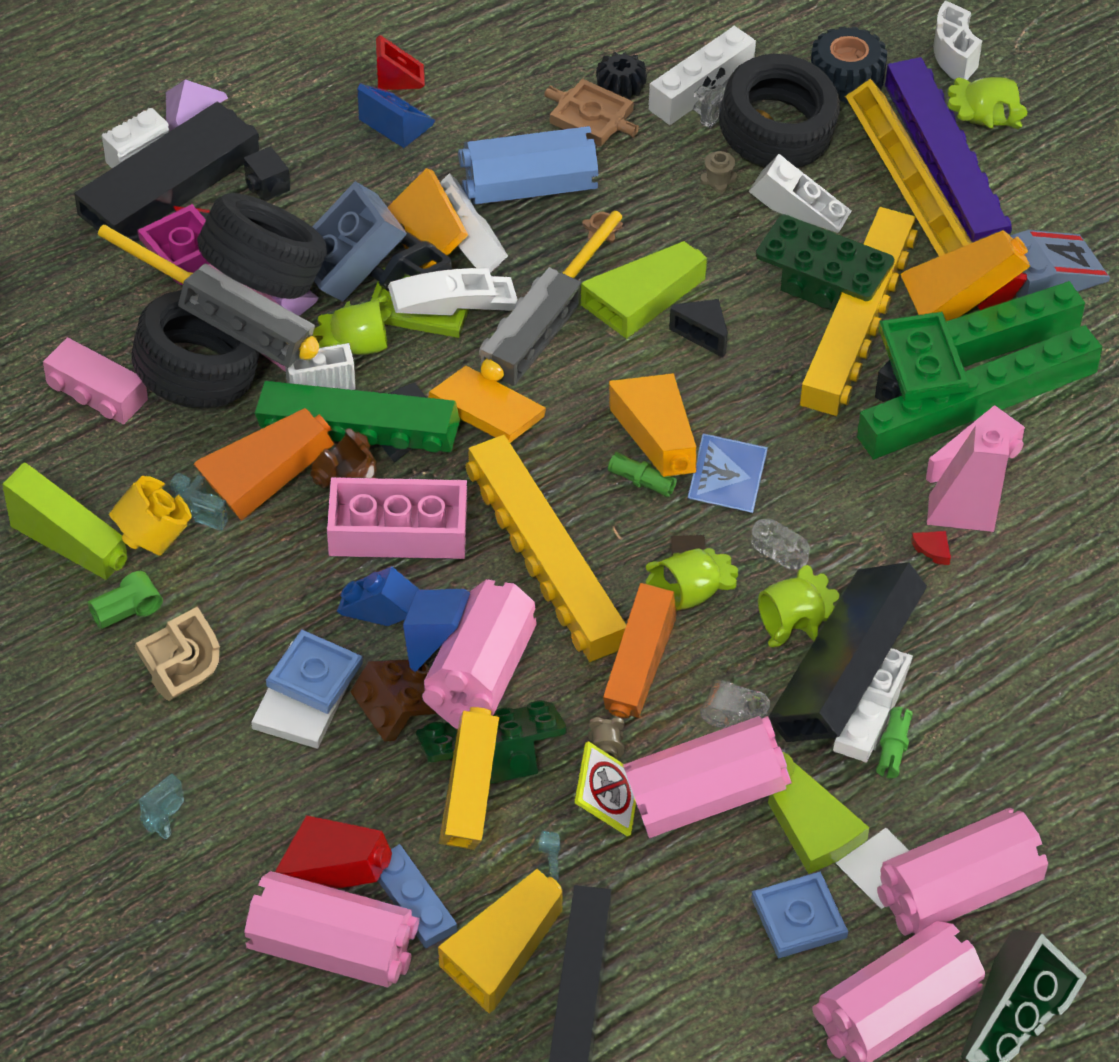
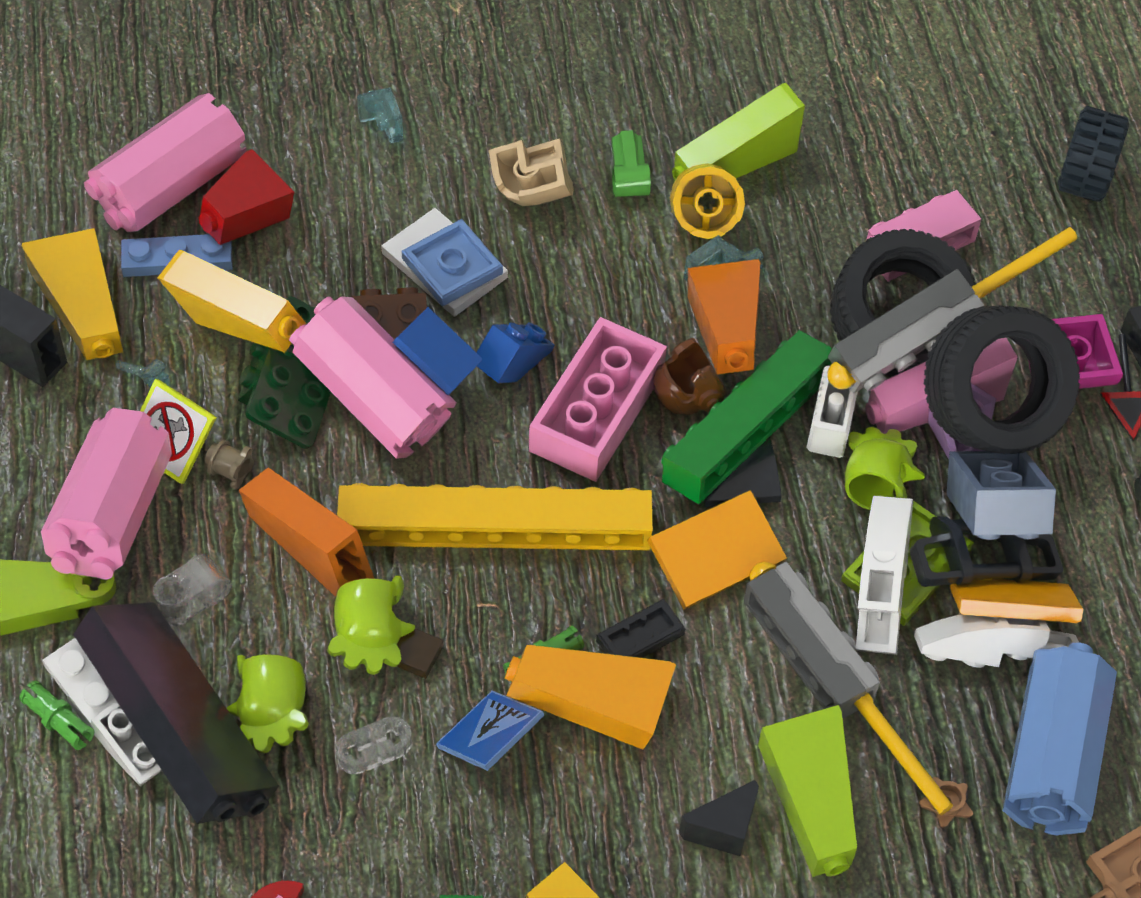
camera: 115 degrees right, 5 degrees up
(587, 424) = (642, 632): none -> black plate

